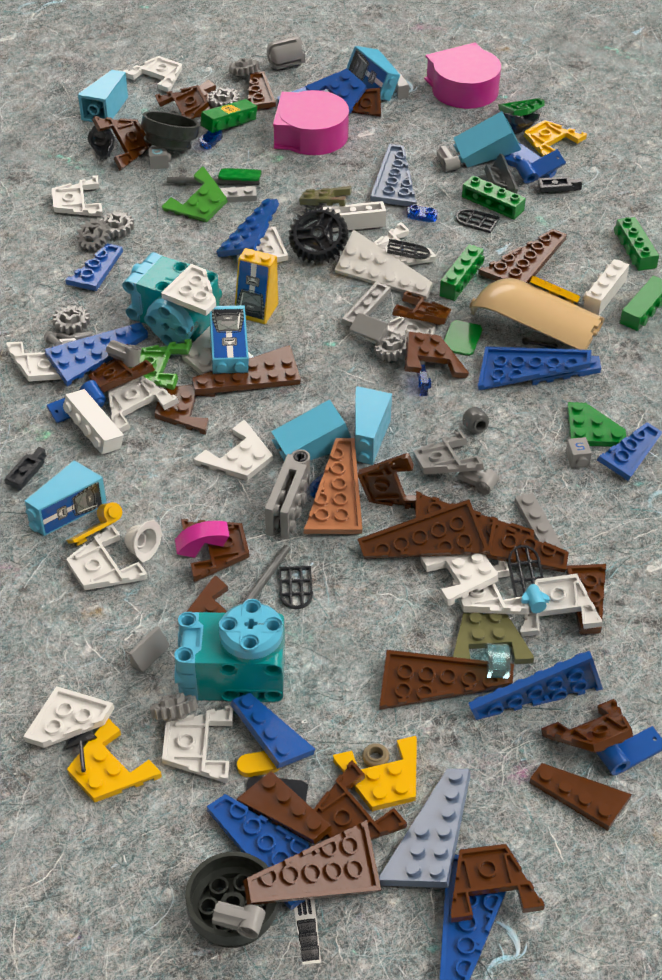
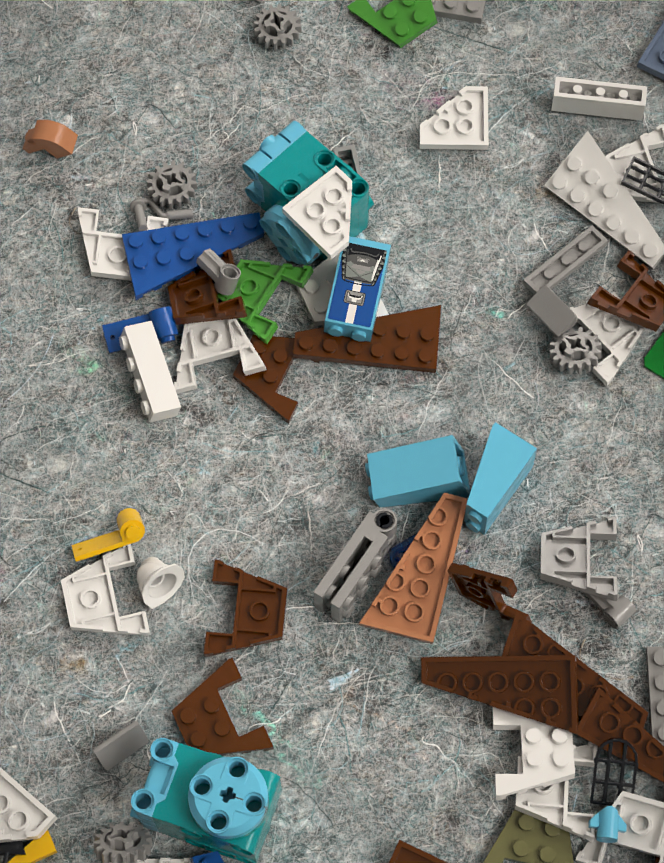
camera: 20 degrees right, 20 degrees up
(26, 469) = (51, 421): black hinge -> none
(65, 498) = (81, 490): medium azure slope -> none
(93, 234) = (242, 40): light grey gear -> none
(96, 269) = (229, 100): blue wing -> none
(193, 538) = (224, 598): dark pink brick -> none
(244, 459) = (325, 479): white wing -> none
(251, 231) = (450, 90): blue wing -> none
(257, 285) = (421, 205): slope -> none
(268, 573) = (243, 725): dark grey bar -> none
(289, 581) = (334, 693): black window -> none
(324, 244) = (542, 142): black gear -> none
(325, 195) = (568, 45): olive wing -> none
(424, 382) = (596, 422): clear blue plate -> none
(431, 349) = (619, 370): reddish brown wing -> none
(475, 420) = (640, 506): dark grey head -> none

